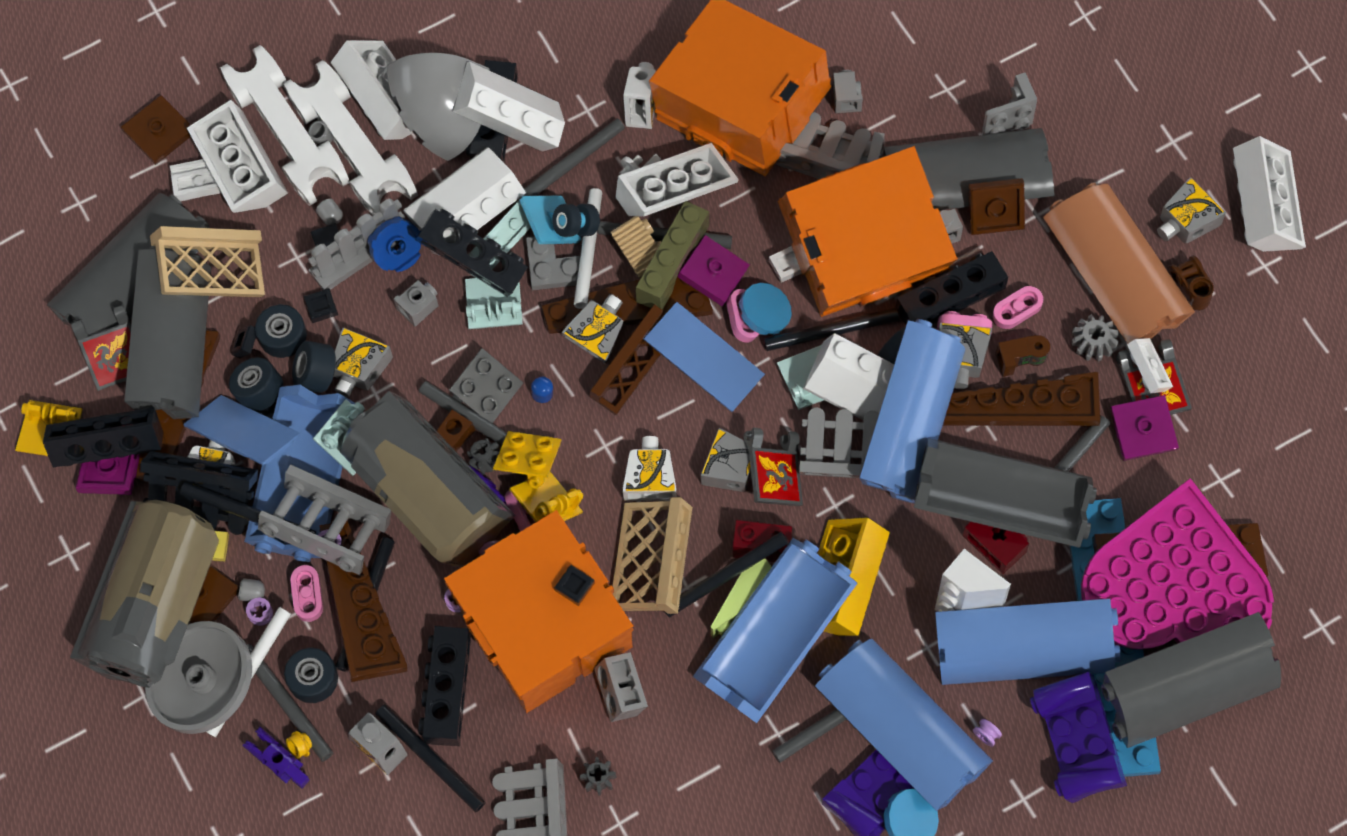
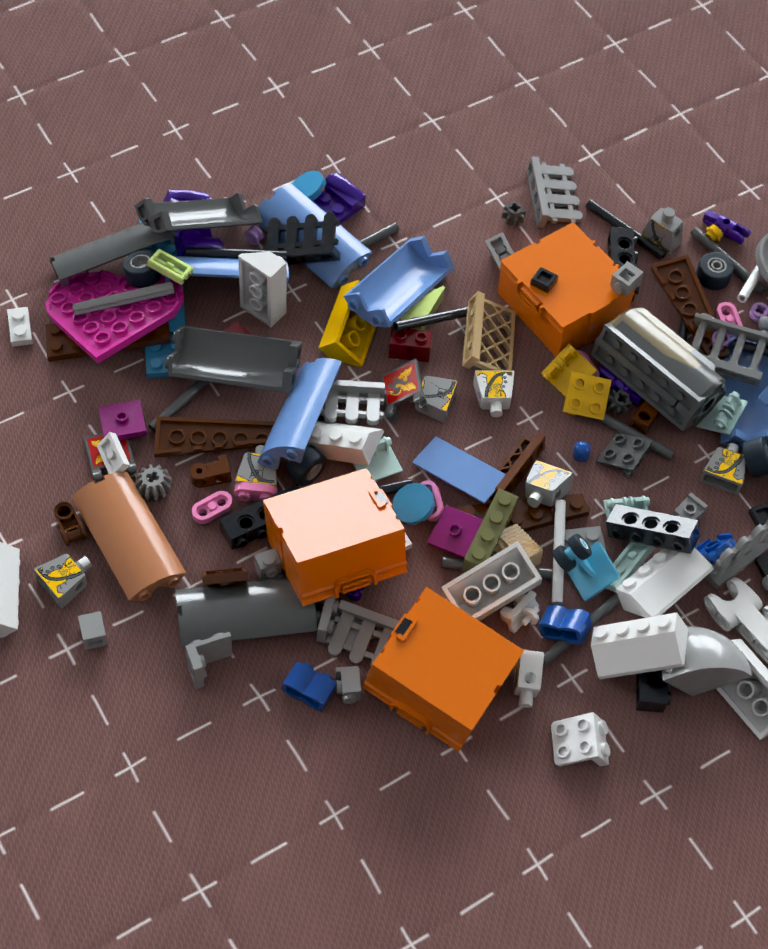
camera: 170 degrees right, 10 degrees down
(459, 562) = (623, 282): none -> light grey brick
(586, 30) = (580, 740): none -> white bracket
(590, 153) = (565, 624): none -> blue brick
(891, 89) = (309, 686): none -> blue brick
(921, 676) = (310, 249): none -> black fence
(1012, 662) = (225, 253): none -> black piece
(1071, 717) = (197, 214): none -> dark grey cylinder
(1100, 613) = (167, 268): none -> yellowish green tile
(1146, 148) = (92, 630): none -> light grey panel
(1155, 627) = (137, 271): none -> black wheel
(1165, 580) = (123, 298): none -> light grey axle
(1303, 576) = (19, 326): none -> white plate

